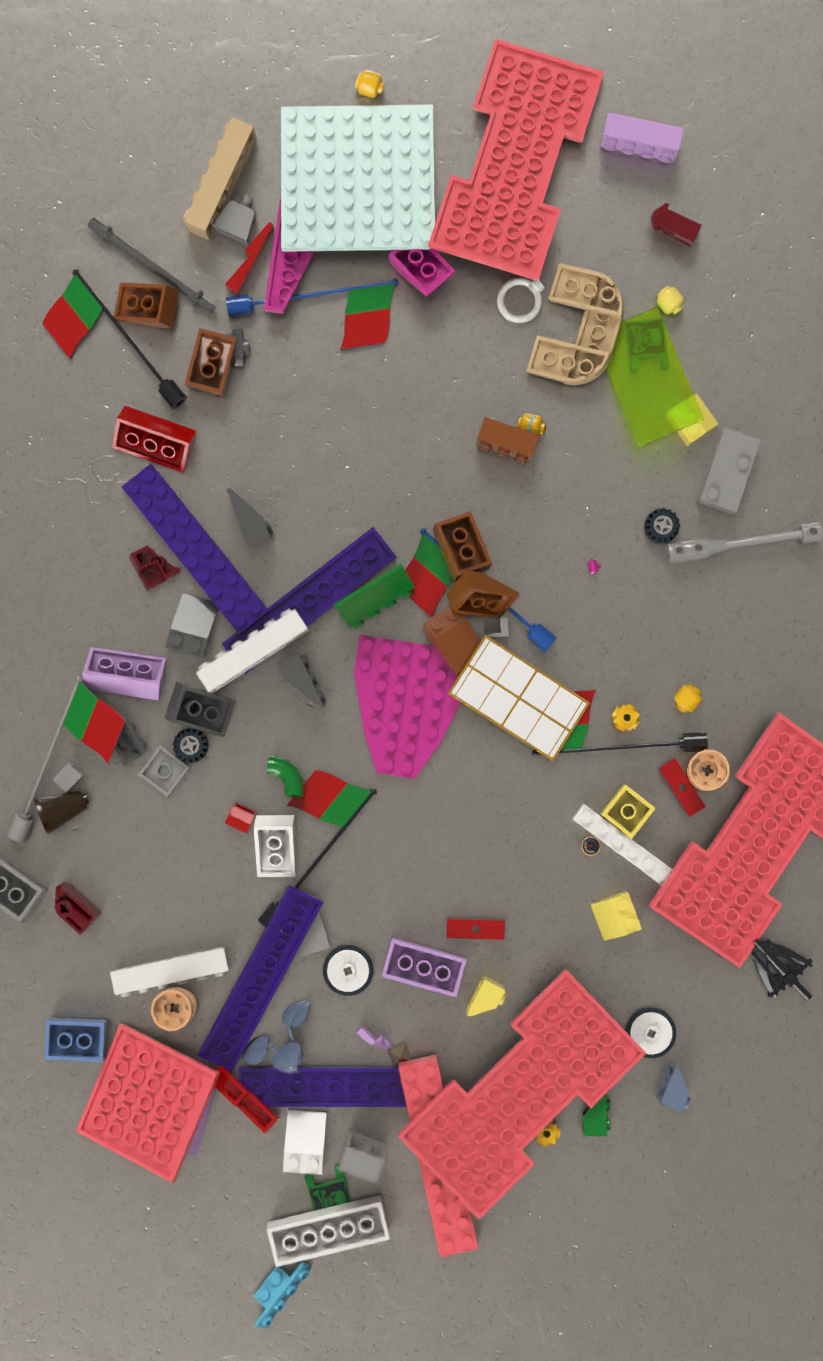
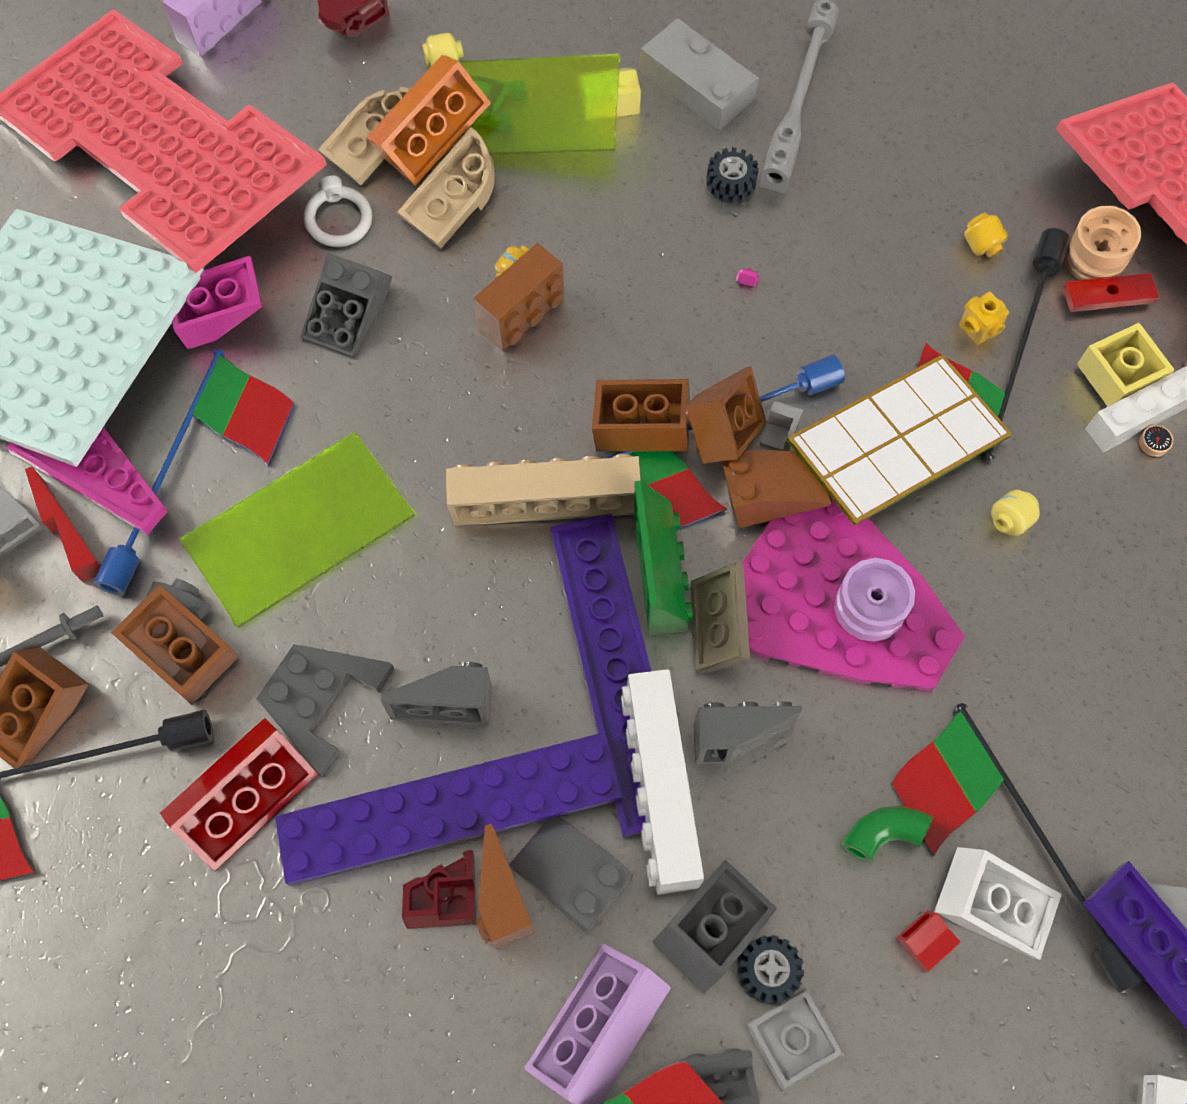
camera: 65 degrees left, 20 degrees down
(161, 597) = (500, 902): none -> dark orange slope
(222, 441) = (306, 688): none -> dark grey wing
(311, 387) = (296, 529): none -> clear neon green piece
(359, 642) = (720, 619): none -> dark tan tile
(388, 514) = (542, 490): none -> tan brick
(394, 716) = (874, 599): none -> lavender wheel
(460, 338) = (345, 304): none -> dark grey slope
(502, 780) = (1015, 512): none -> light yellow head
(601, 324) = (429, 119): none -> orange slope

